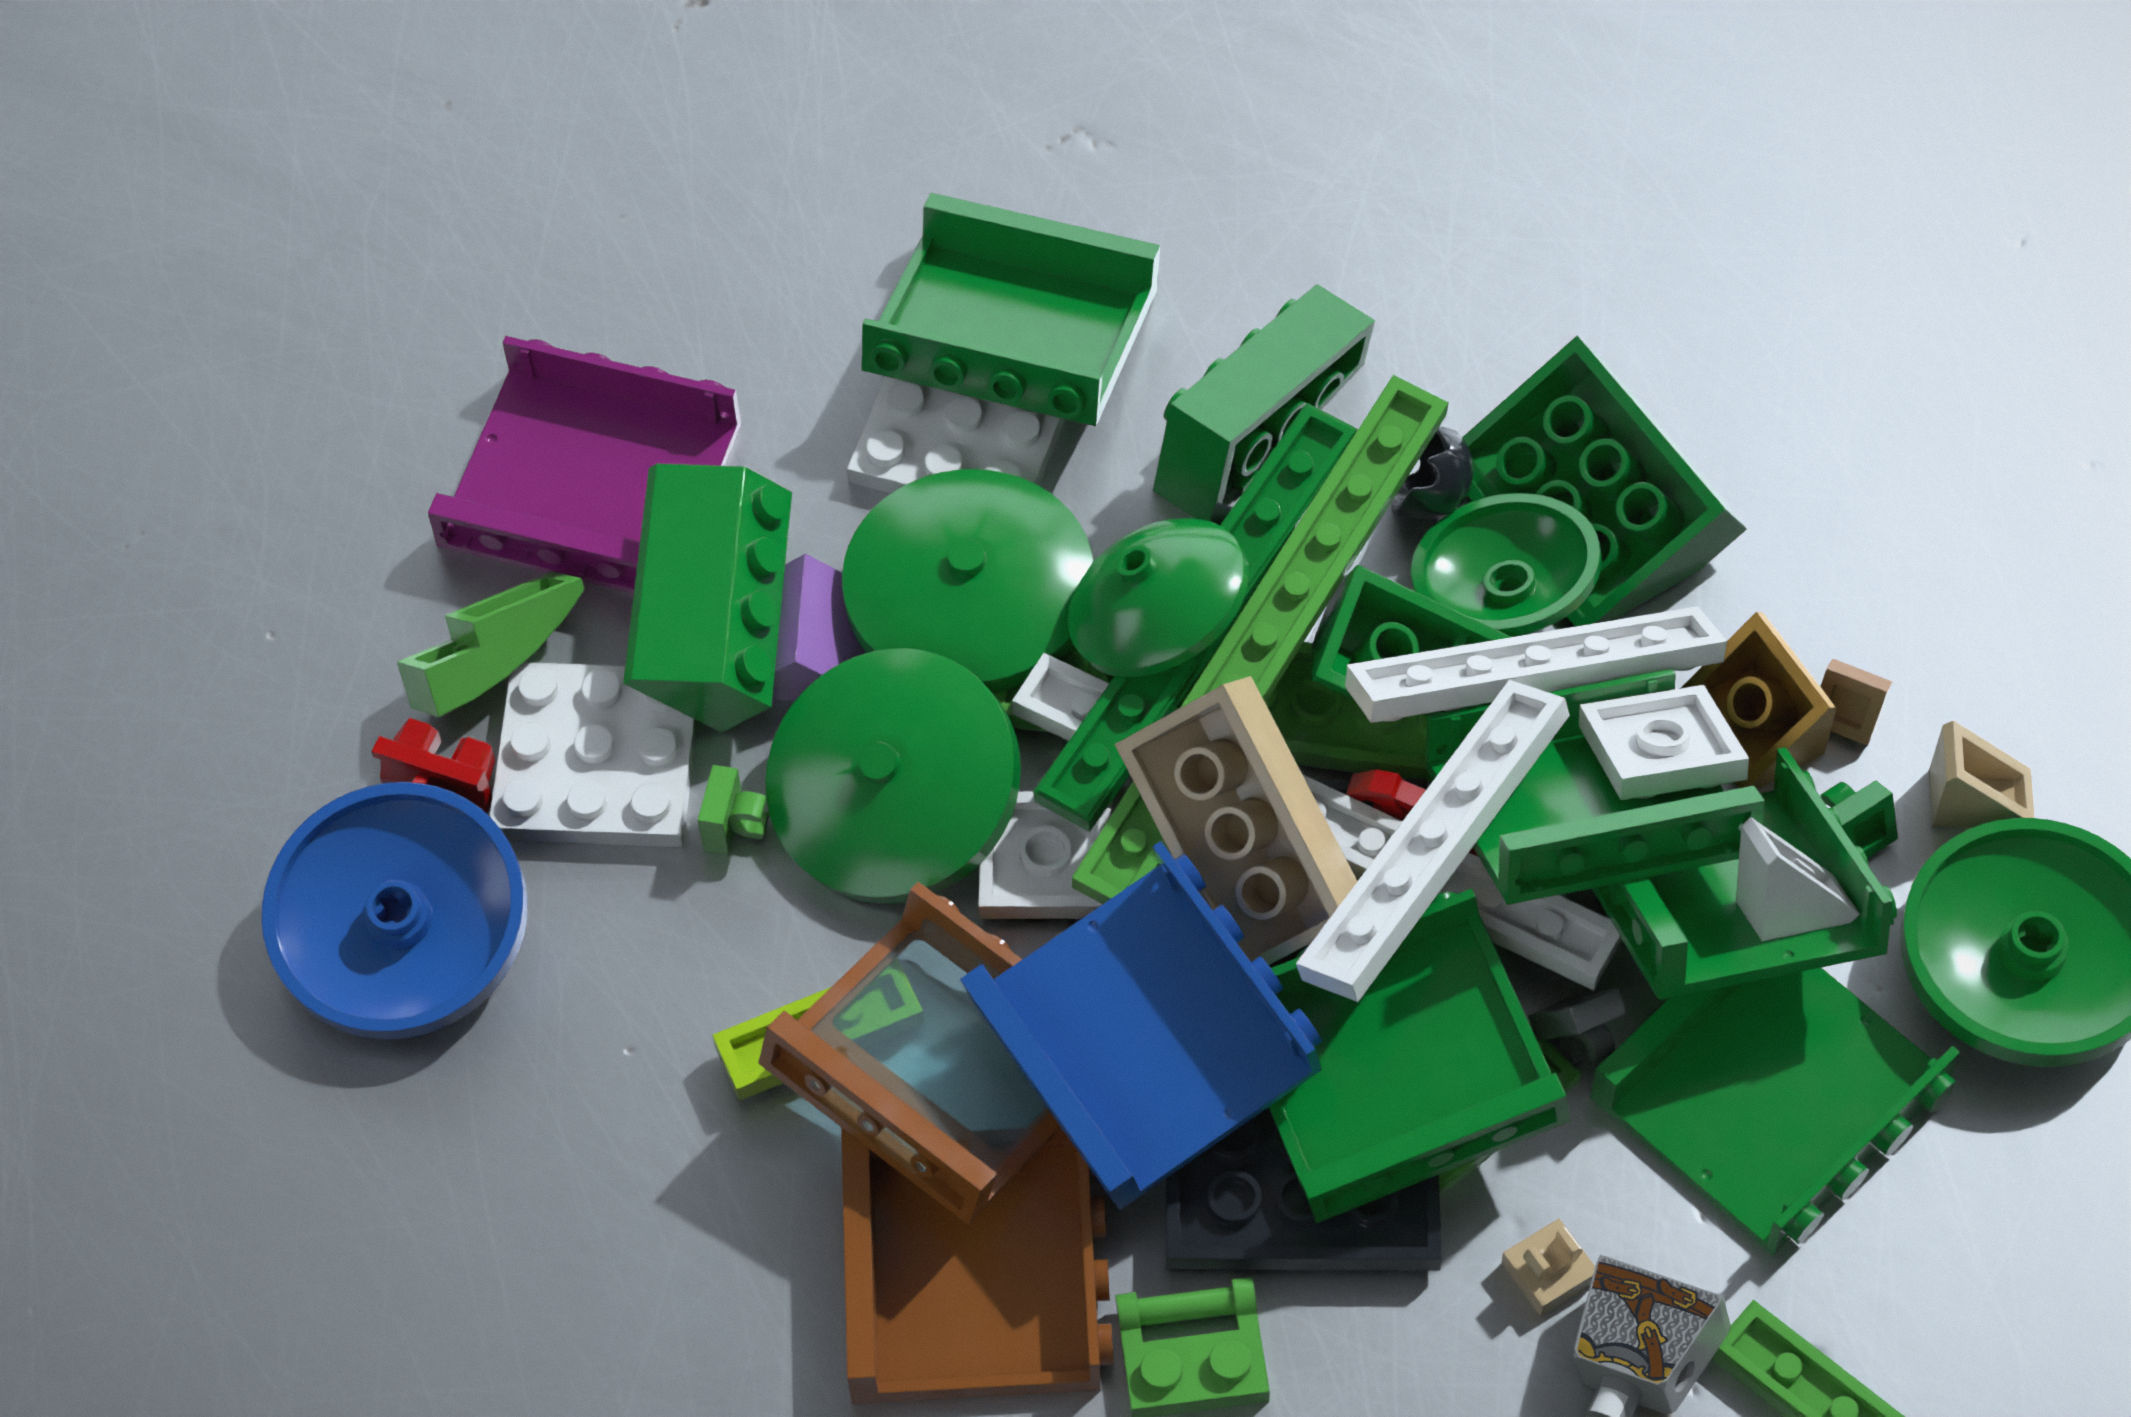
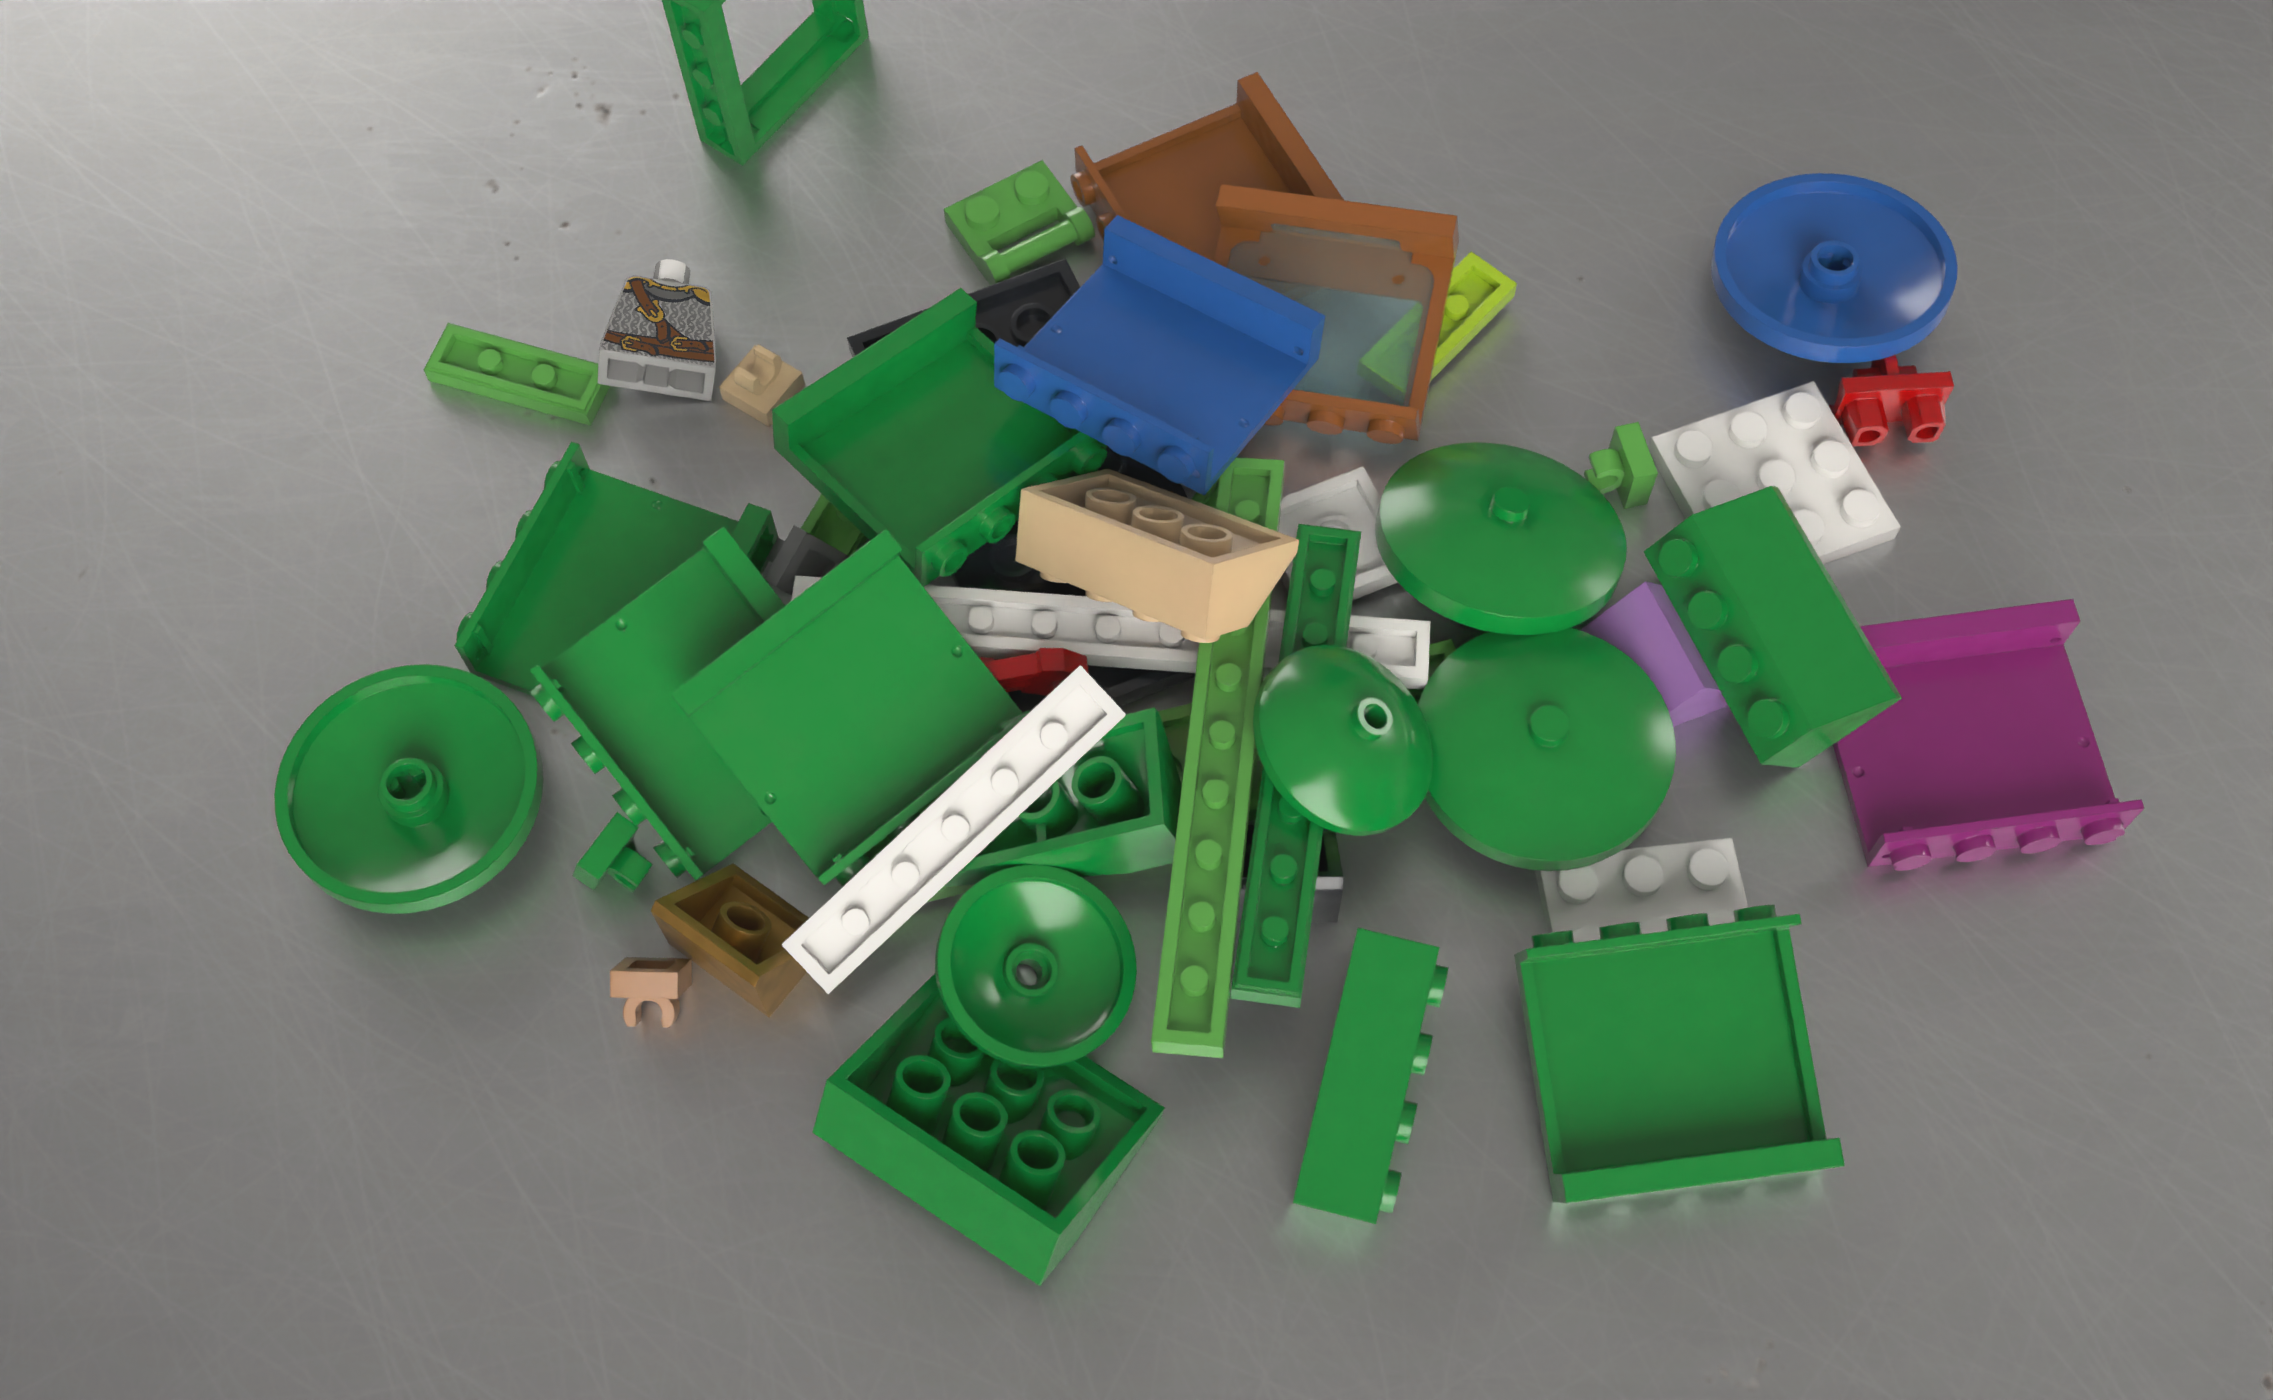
camera: 155 degrees right, 5 degrees up
(487, 643) = (1931, 522): bright green slope -> none
(1432, 841) = (971, 584): white plate -> none
(1440, 481) = (1146, 1074): black hair -> none
(1663, 742) = (804, 792): white plate -> none
(1785, 889) = (629, 688): white slope -> none
(1976, 781) = (502, 942): tan slope -> none

